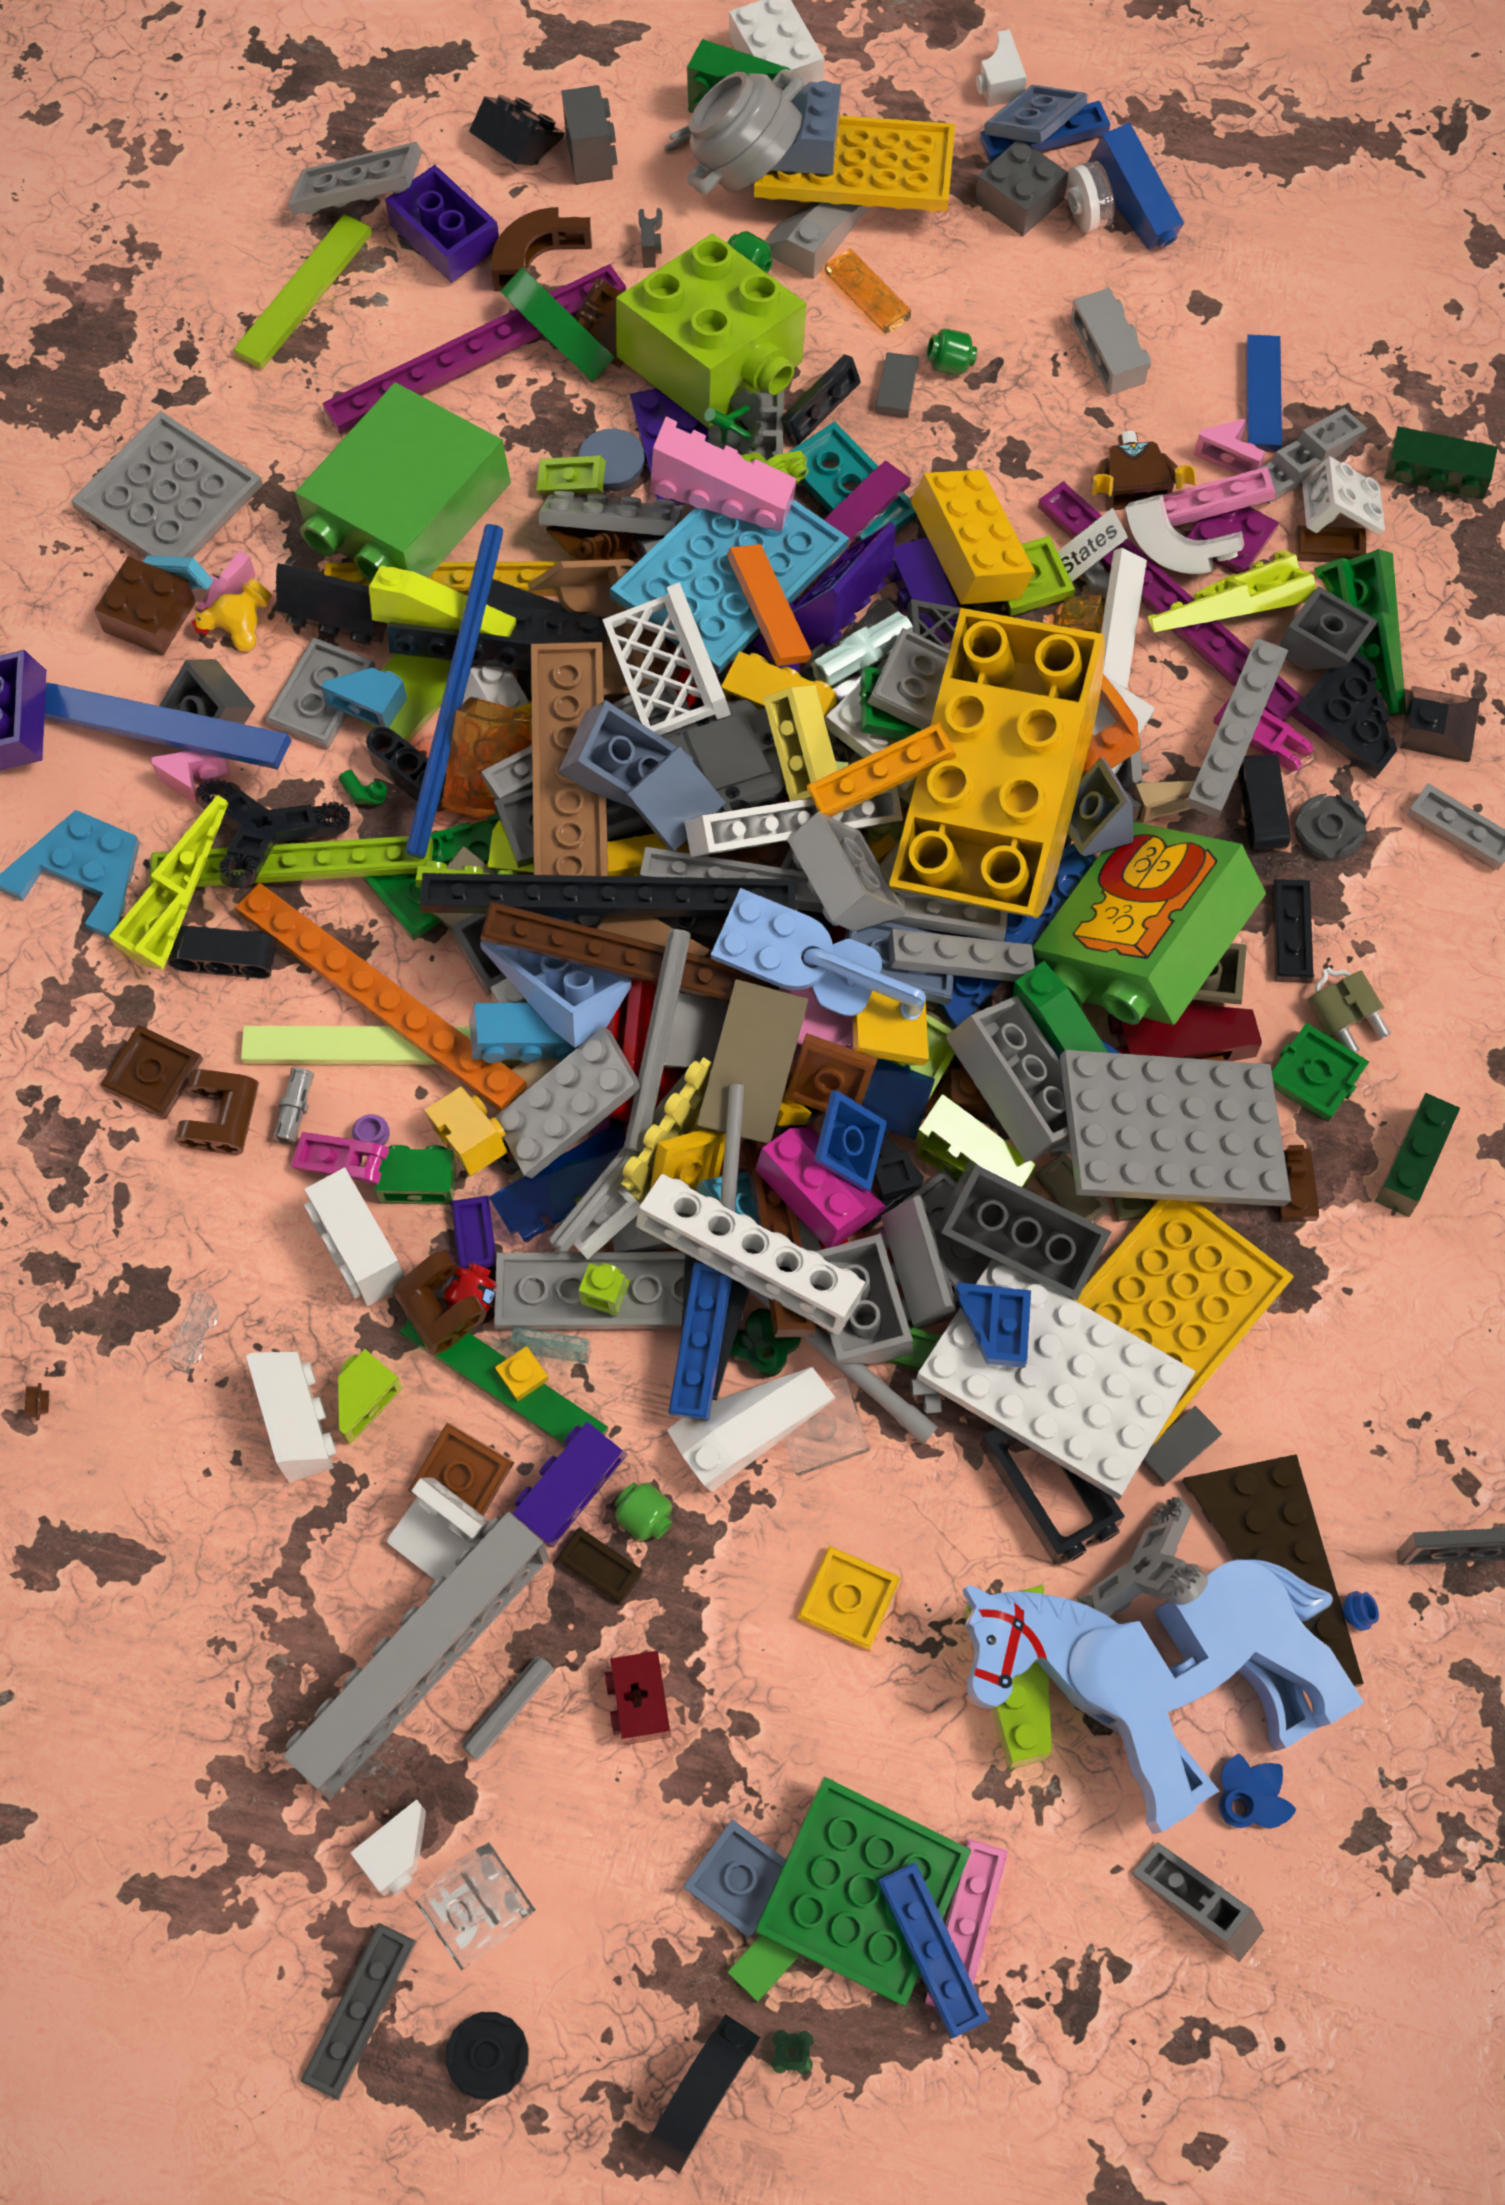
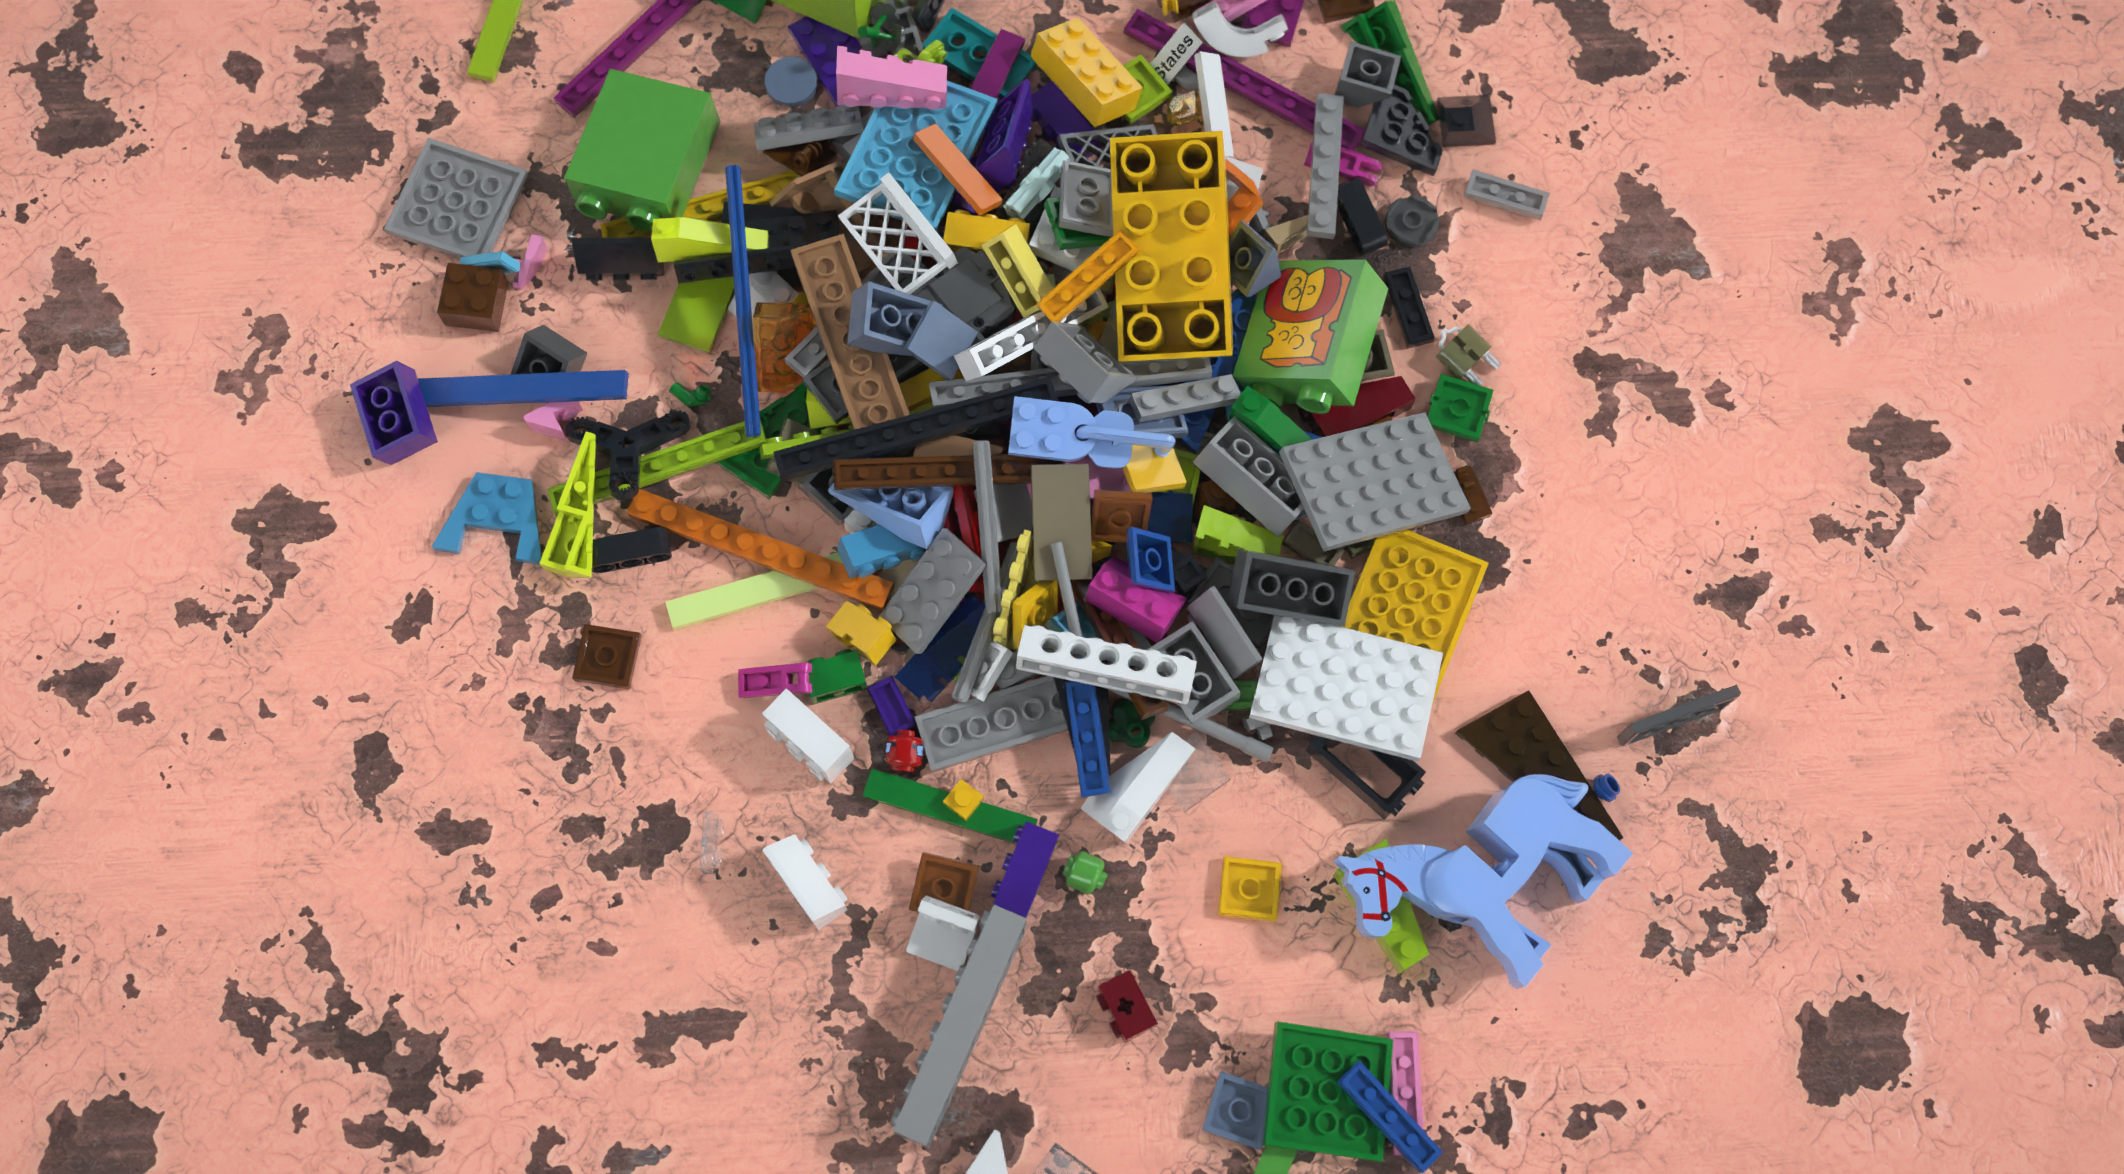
camera: 20 degrees left, 5 degrees up
(36, 1401) = (610, 929): reddish brown plate -> none
(234, 1115) = (682, 672): reddish brown connector -> none
(235, 614) = (545, 284): yellow animal -> none
(293, 1105) = (724, 651): light grey pin -> none
(301, 704) = (631, 327): light grey tile -> none
(363, 1393) = (852, 847): lime slope -> none
(367, 695) = (671, 321): dark azure slope -> none
(371, 1129) = (788, 652): medium lavender plate -> none
(398, 758) = (710, 362): black beam -> none
(433, 1325) = (880, 778): reddish brown connector -> none
(507, 1707) = (1034, 1043): light grey axle -> none
(552, 1345) = (977, 772): clear light blue tile -> none
(571, 474) = (766, 103): lime plate -> none
(599, 1565) = (1065, 921): dark brown tile -> none
(603, 1288) = (1003, 719): lime brick -> none
(998, 1321) = (1296, 660): blue wing -> none
(1152, 1566) = (1457, 802): light grey piece -> none
(1181, 1445) = (1447, 707): dark grey tile -> none
(1200, 1901) = (1559, 1024): dark grey slope -> none
(1252, 591) = (1306, 55): neon yellow wedge -> none
(1257, 1790) = (1574, 935): blue plate -> none
(1417, 1155) = (1547, 448): dark green brick -> none

